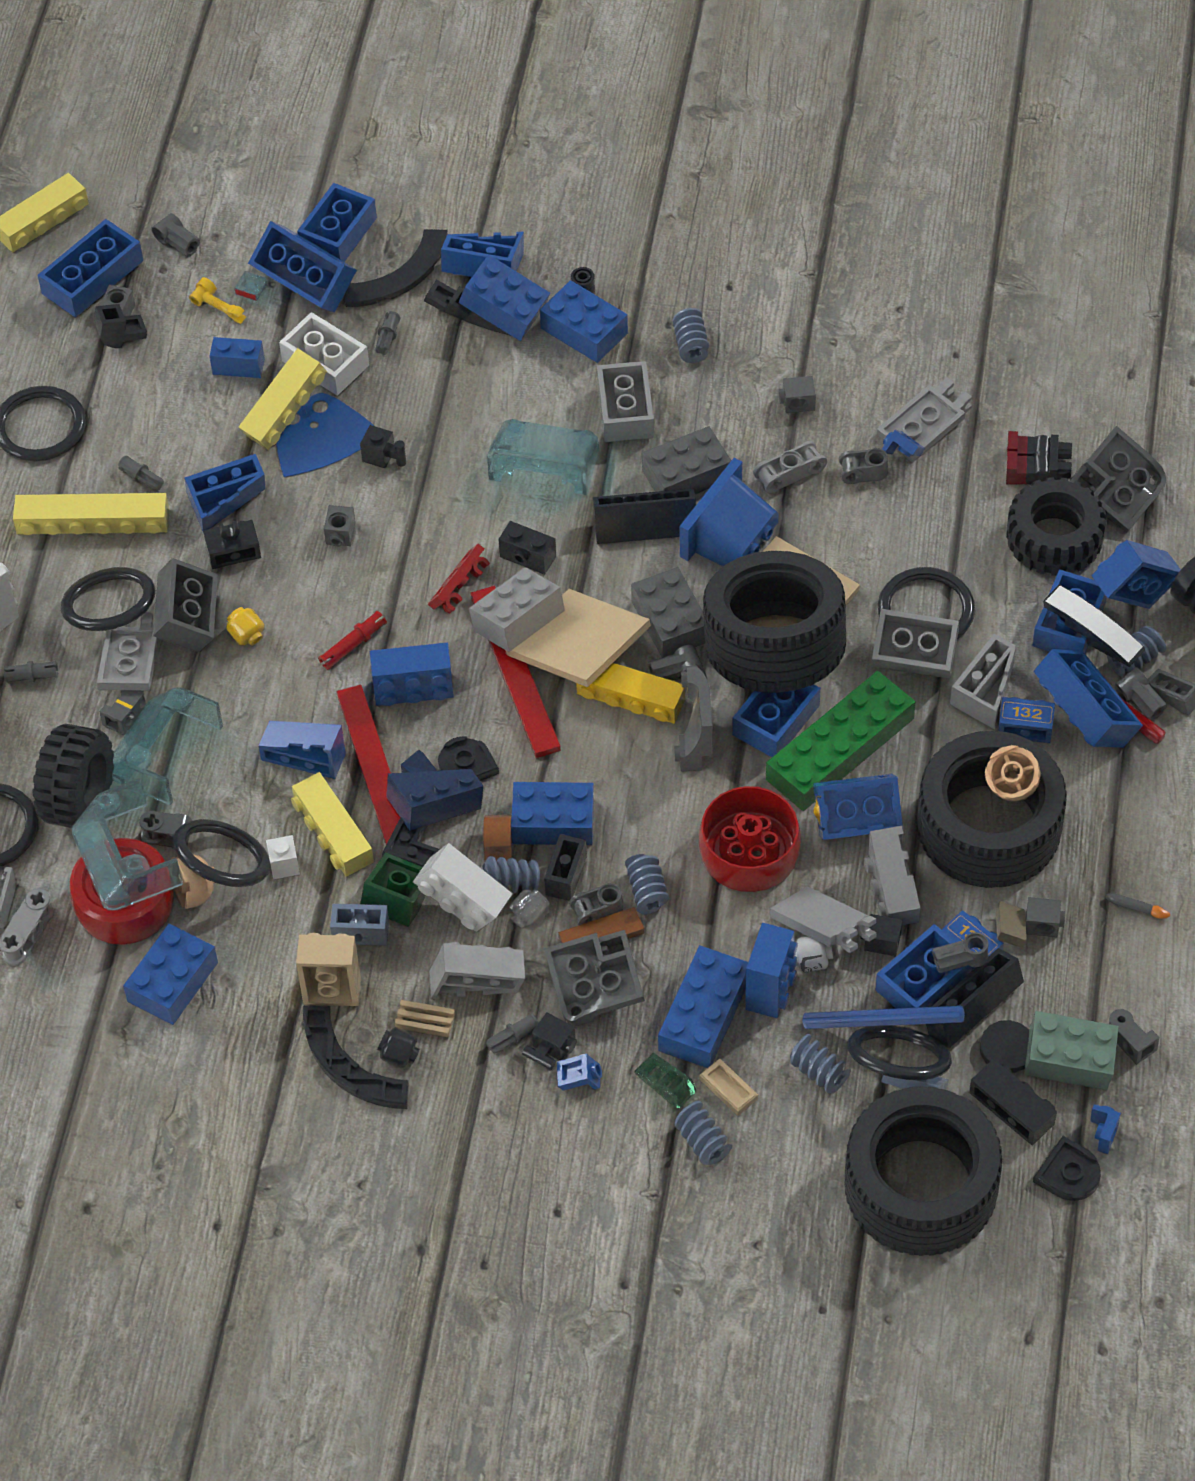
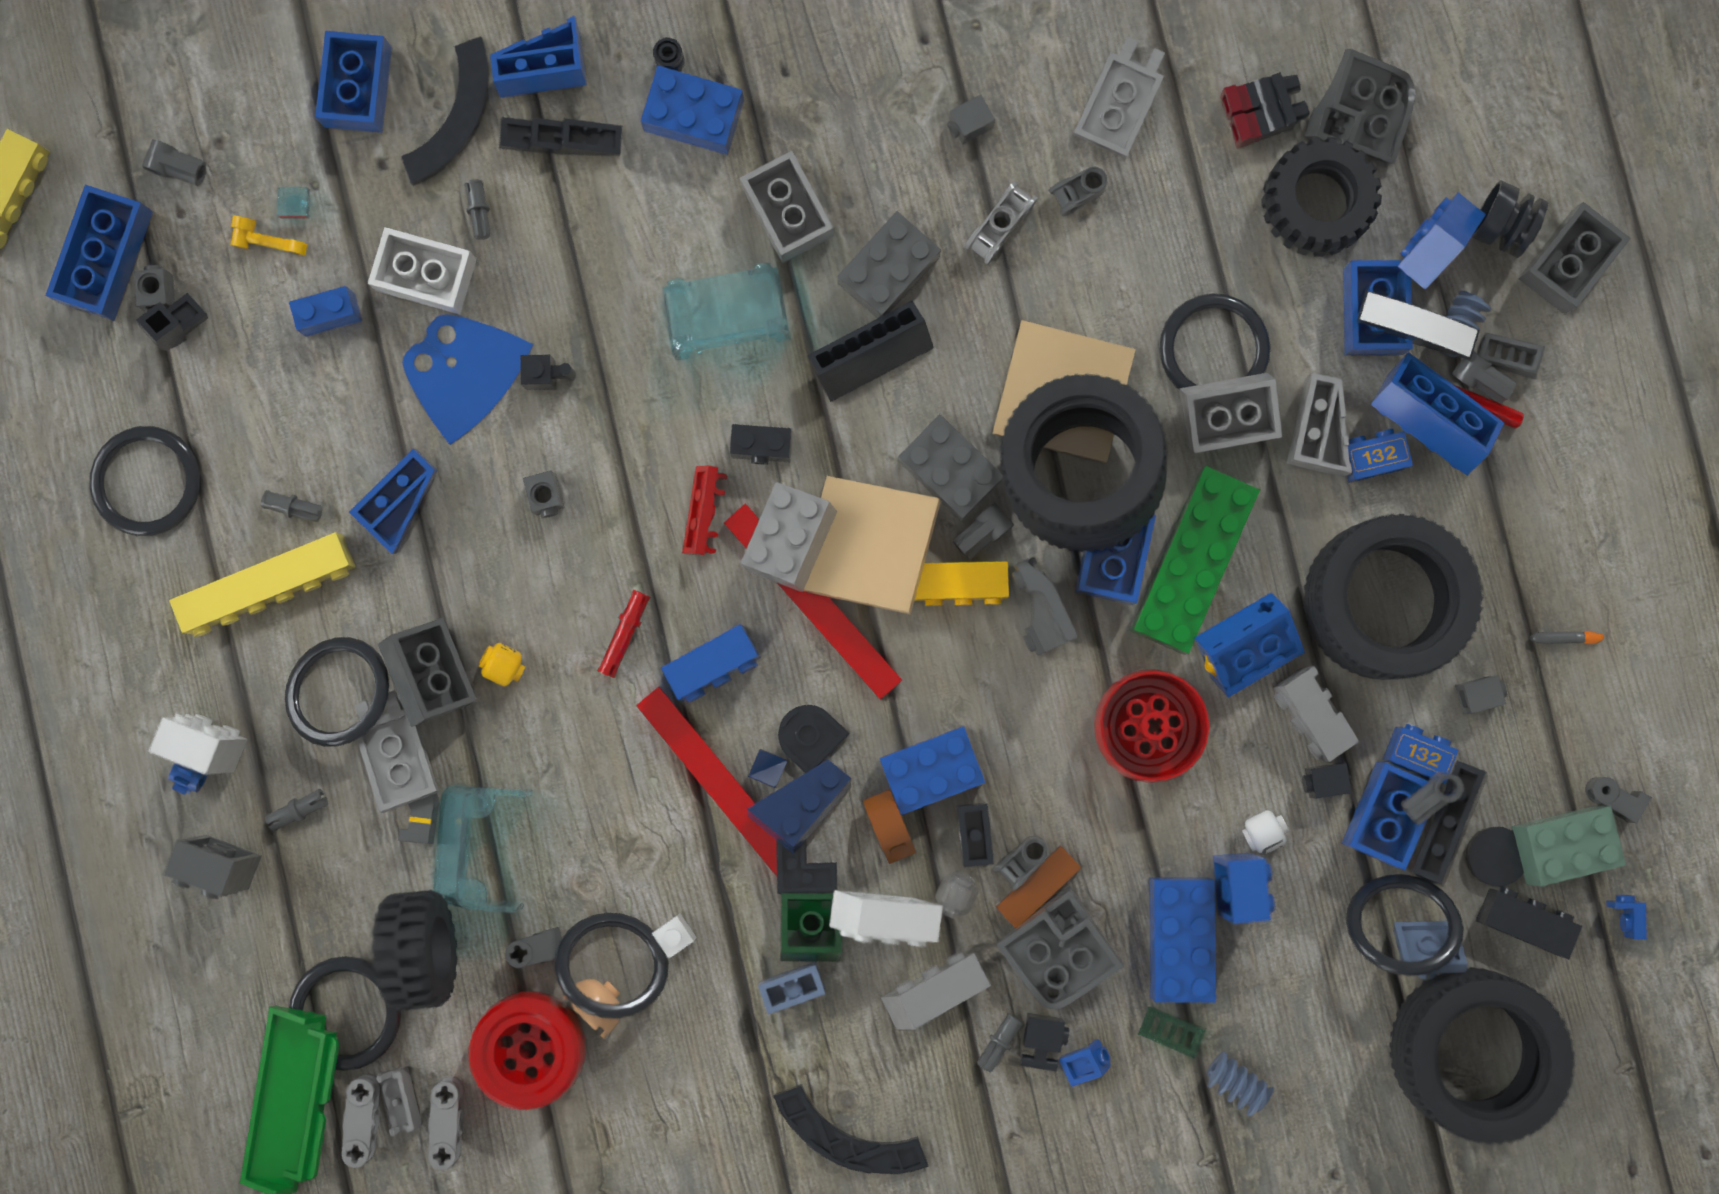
camera: 20 degrees left, 30 degrees up
(119, 879) = (469, 1021): clear light blue windscreen -> none
(170, 974) = (622, 1120): blue brick -> none
(232, 544) = (436, 562): black brick -> none
(283, 399) = (407, 357): light yellow brick -> none
(302, 266) = (343, 162): blue brick -> none
(304, 746) = (633, 793): blue wedge -> none
(328, 969) = (790, 1067): tan brick -> none
(332, 824) = (706, 873): light yellow brick -> none
(398, 1047) = (893, 1109): black head -> none
(426, 1014) = (902, 1059): tan tile -> none
(504, 297) = (593, 119): blue brick -> none
(513, 872) = (919, 865): sand blue piece -> none
(646, 883) = (1065, 815): sand blue piece -> none
(691, 335) = (819, 85): sand blue piece -> none
(727, 520) = (970, 327): blue windscreen -> none
(728, 1087) = (1239, 1014): tan tile -> none
(818, 1065) = (1322, 957): sand blue piece -> none
(824, 919) = (1266, 795): light grey tile -> none
(883, 1017) = (1373, 889): blue axle -> none
(907, 444) = (1119, 147): blue bracket -> none
(1011, 924) = (1454, 720): dark tan tile -> none
(1013, 773) = (1422, 577): light nougat cylinder -> none
(1069, 1171) = (1608, 973): black tile -> none

